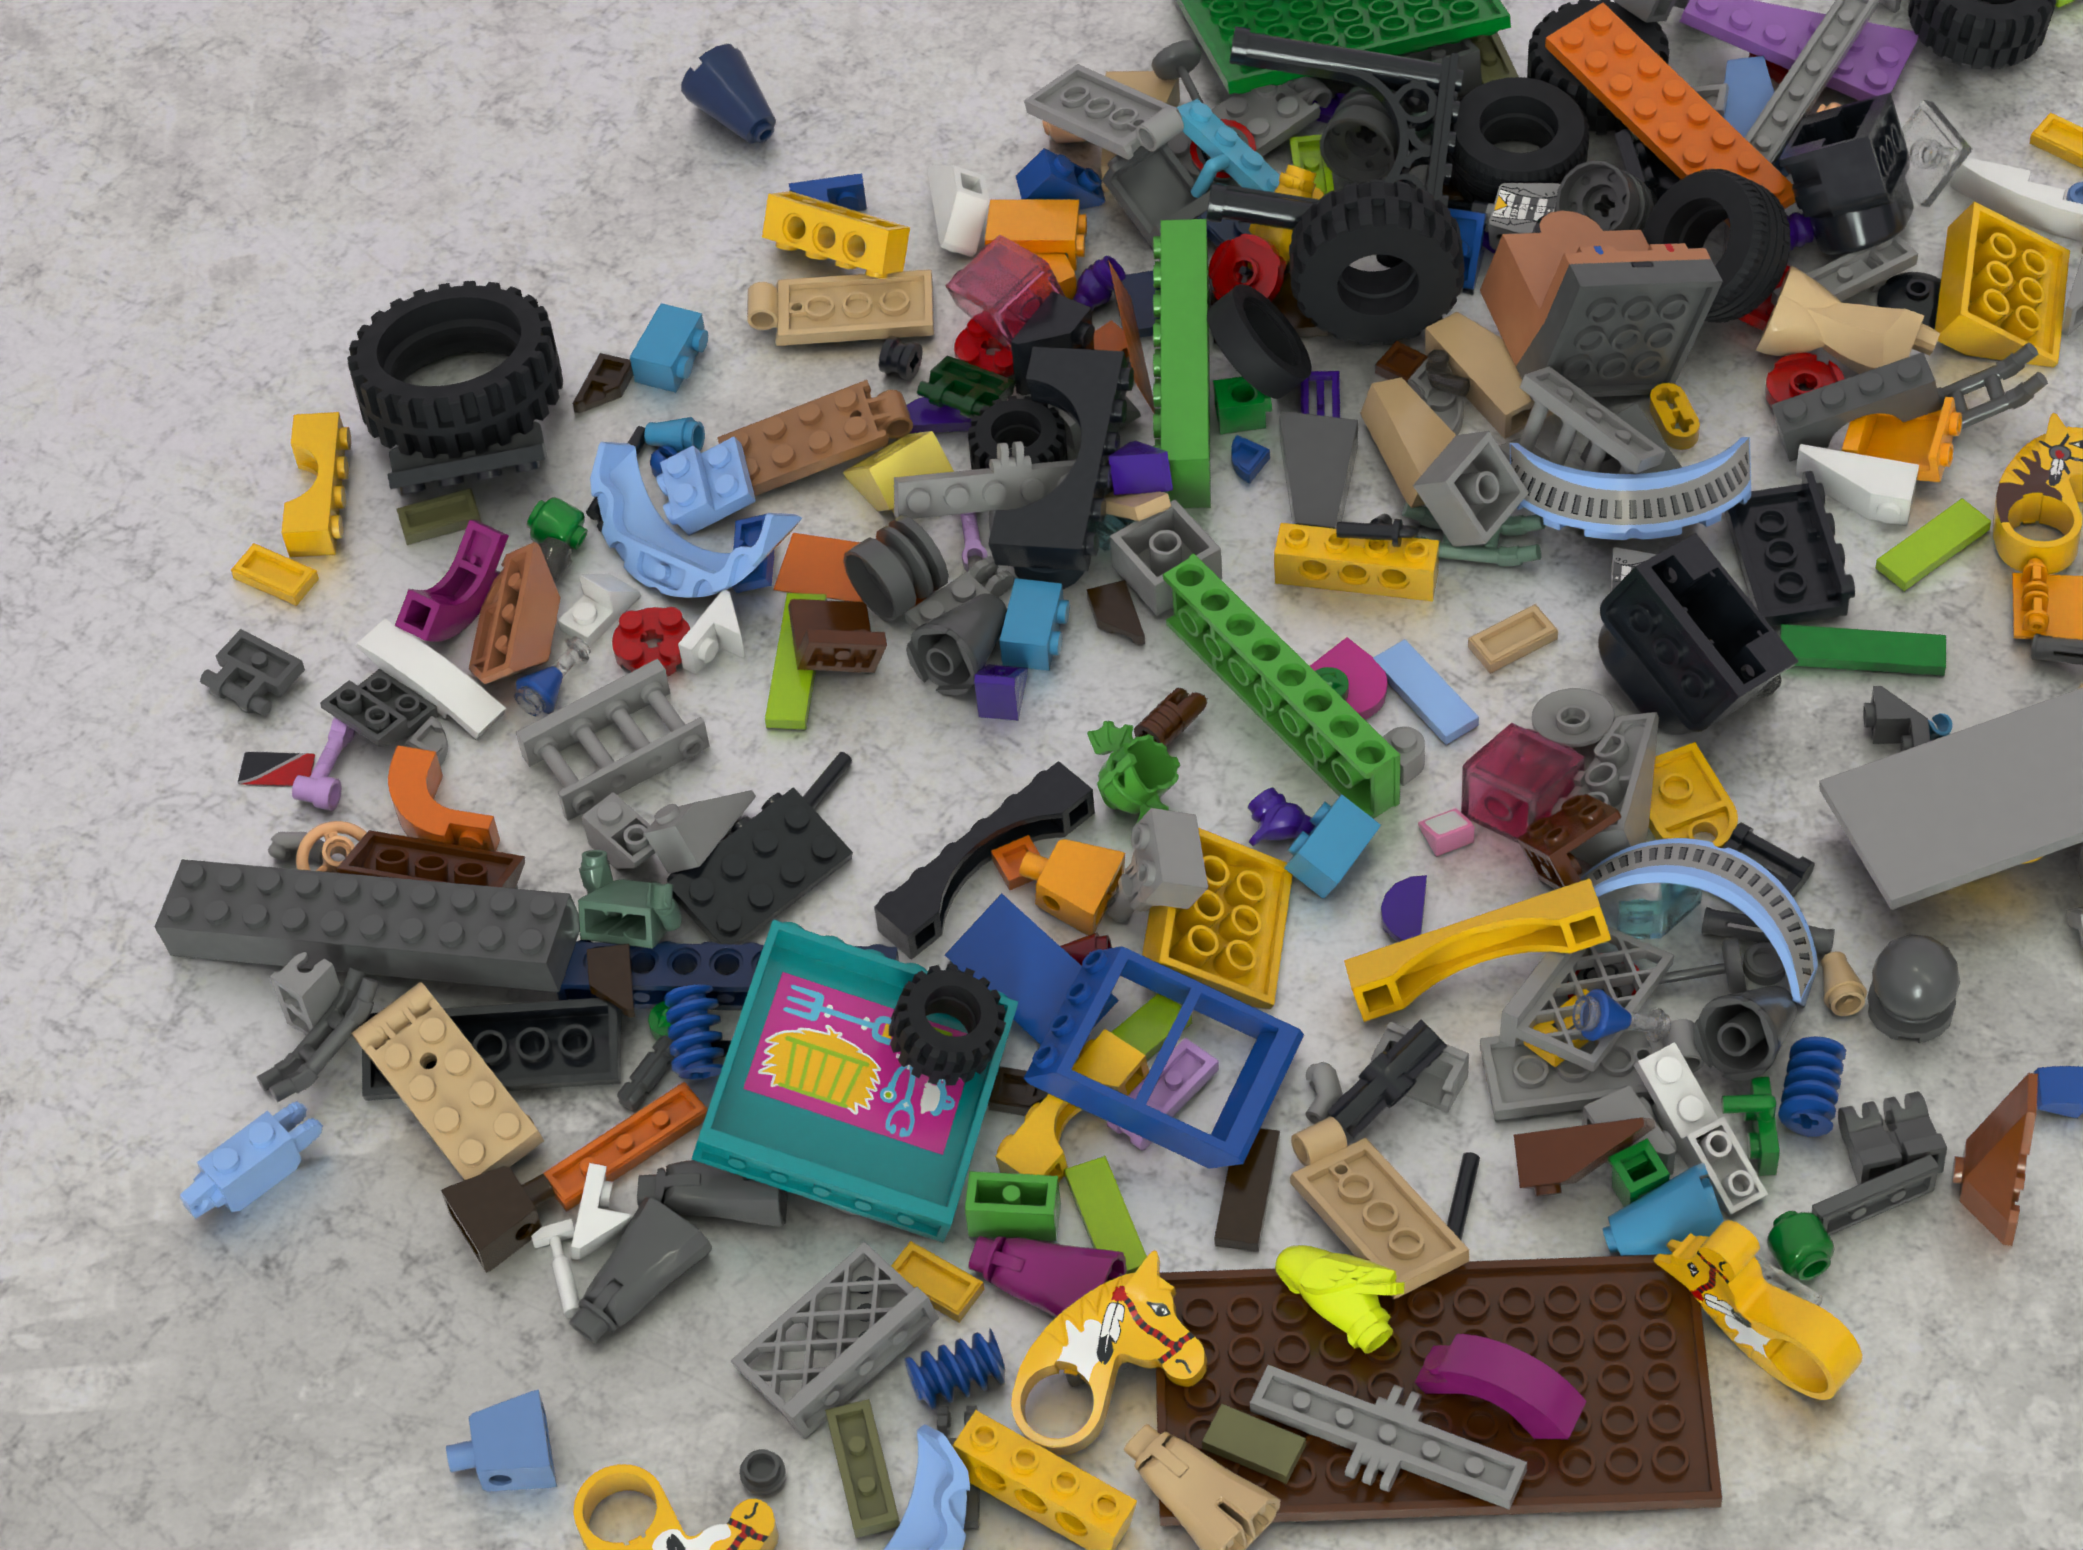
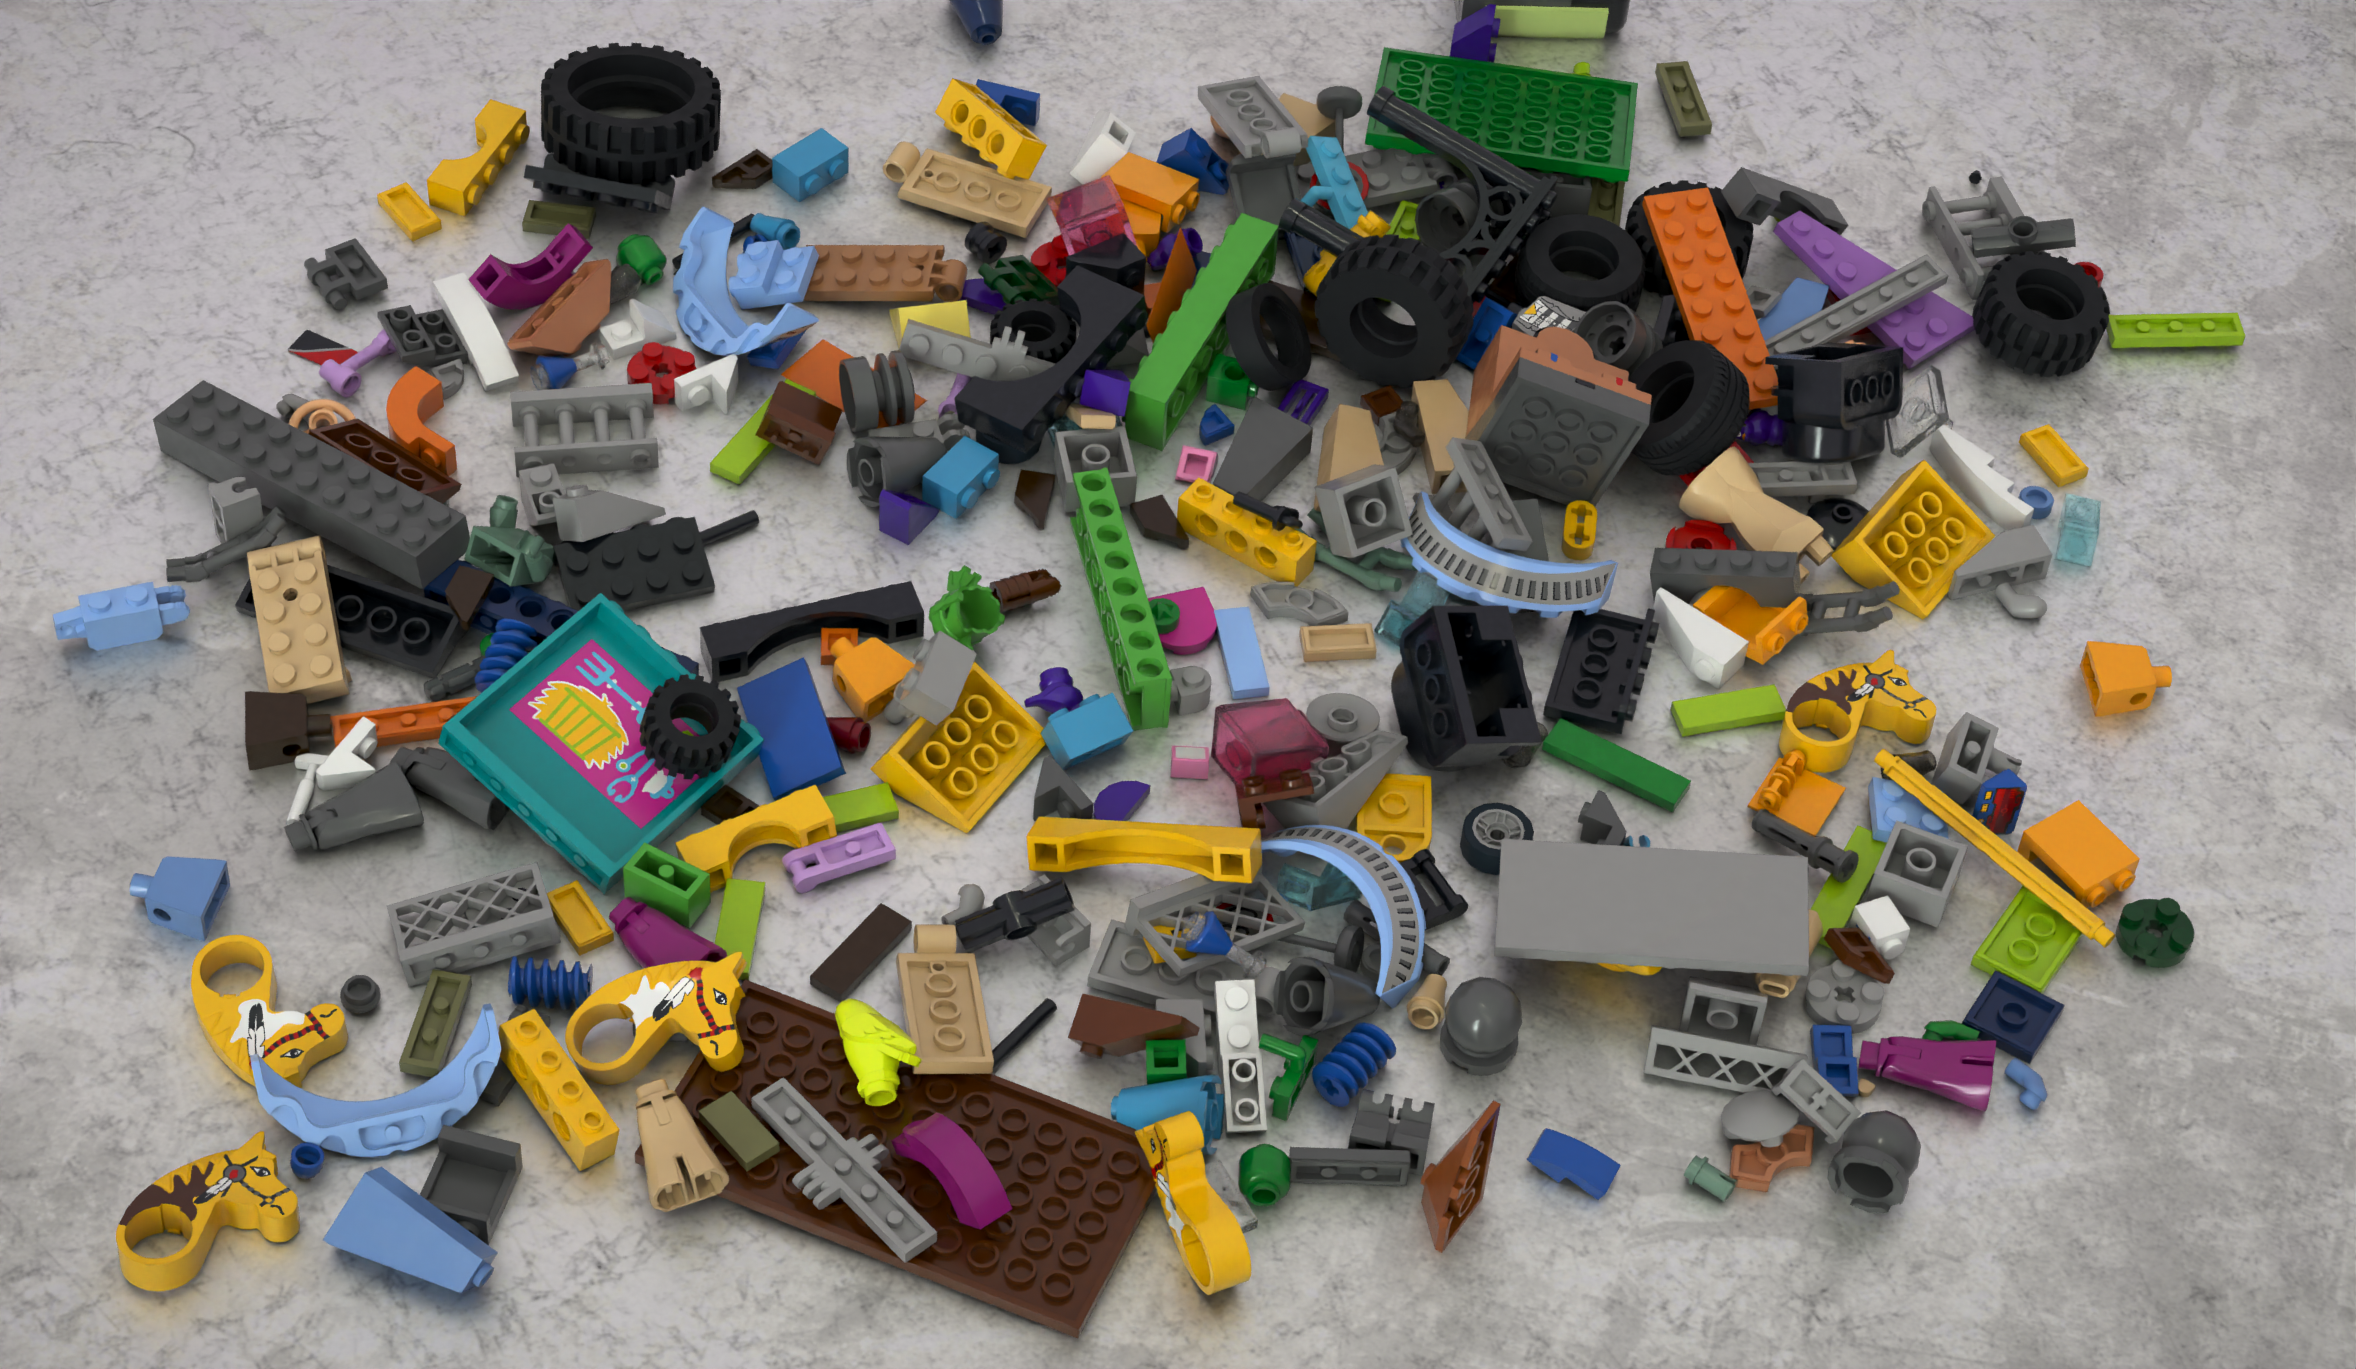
camera: 15 degrees right, 5 degrees down
(1232, 254) = (1303, 267): red plate -> none
(1248, 1100) = (890, 893): blue window -> none
(1258, 509) = (1195, 464): none -> bright pink slope
(1258, 585) = (1158, 521): none -> dark brown tile
(1342, 922) = (1060, 793): none -> dark grey slope
(1450, 612) = (1308, 606): none -> light grey tile
(1568, 573) = (1418, 599): none -> clear light blue slope
(1782, 770) = (1486, 828): none -> wheel

